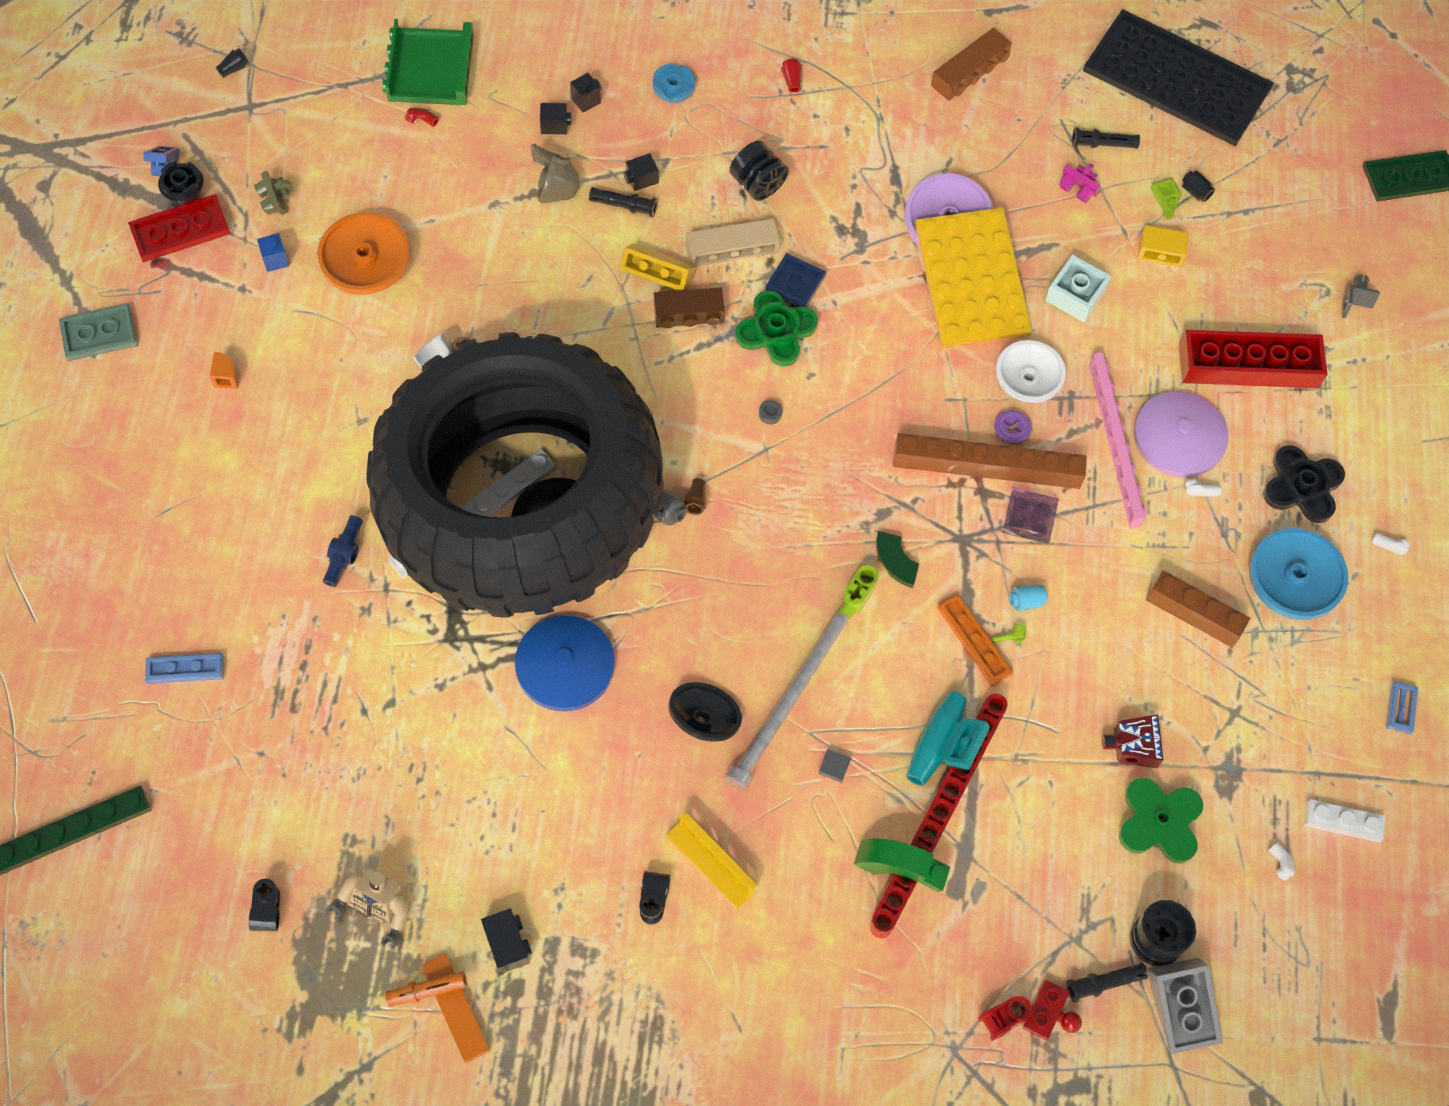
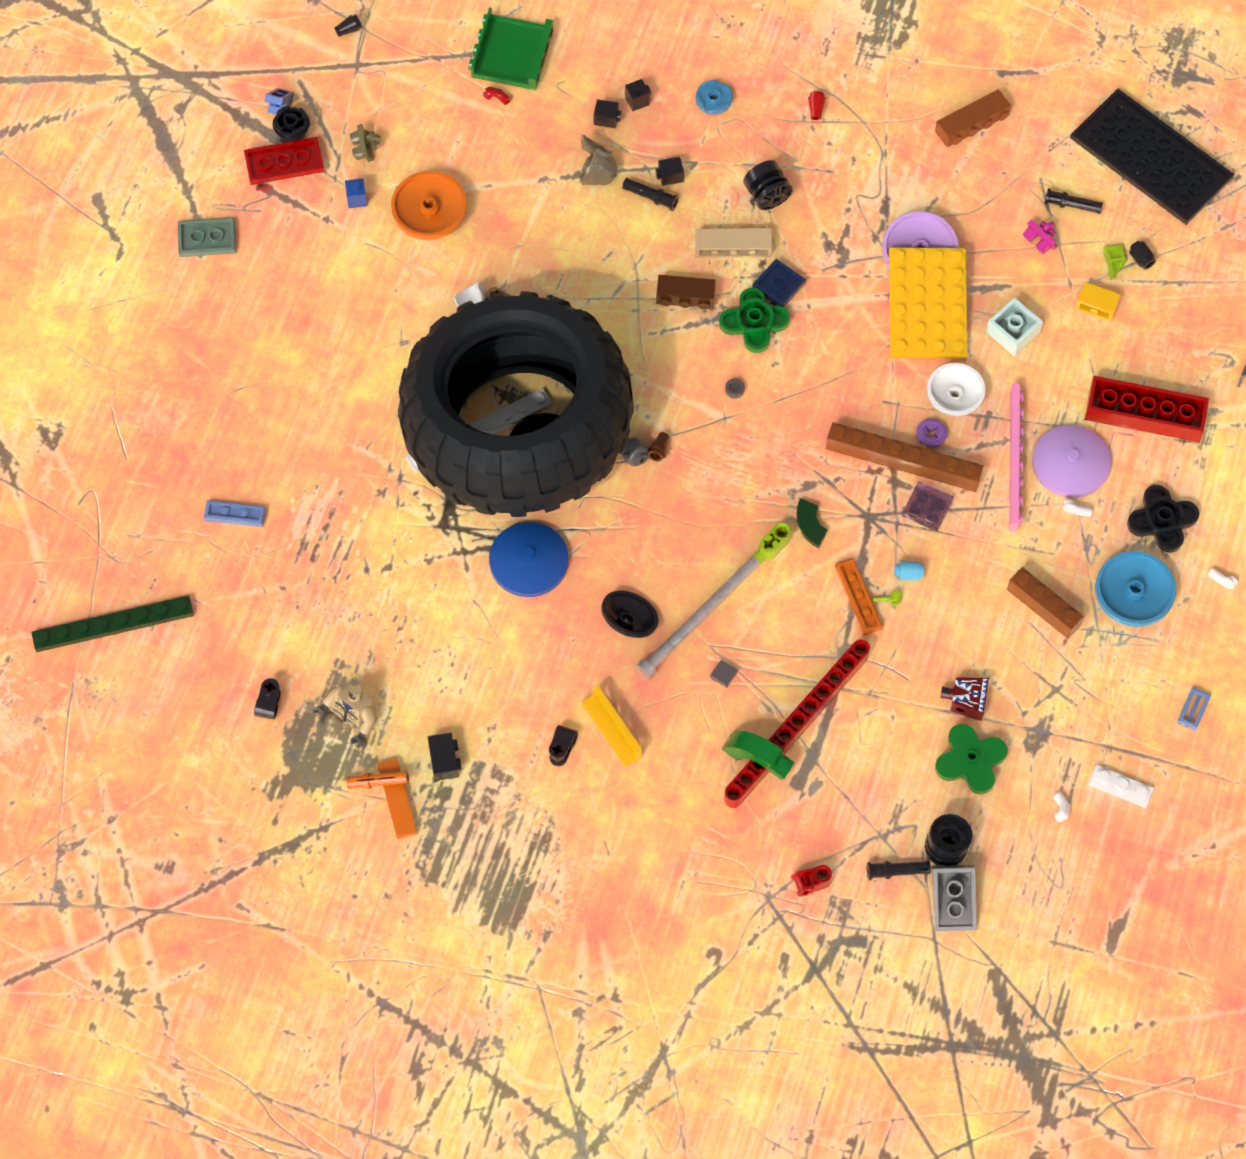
camera: 15 degrees right, 0 degrees up
(223, 372) = (300, 285): orange brick -> none
(342, 551) = (371, 443): dark blue pin -> none
(657, 267) = (666, 254): yellow brick -> none
(946, 740) = (814, 668): teal plate -> none
(1048, 1011) = (847, 882): red plate -> none

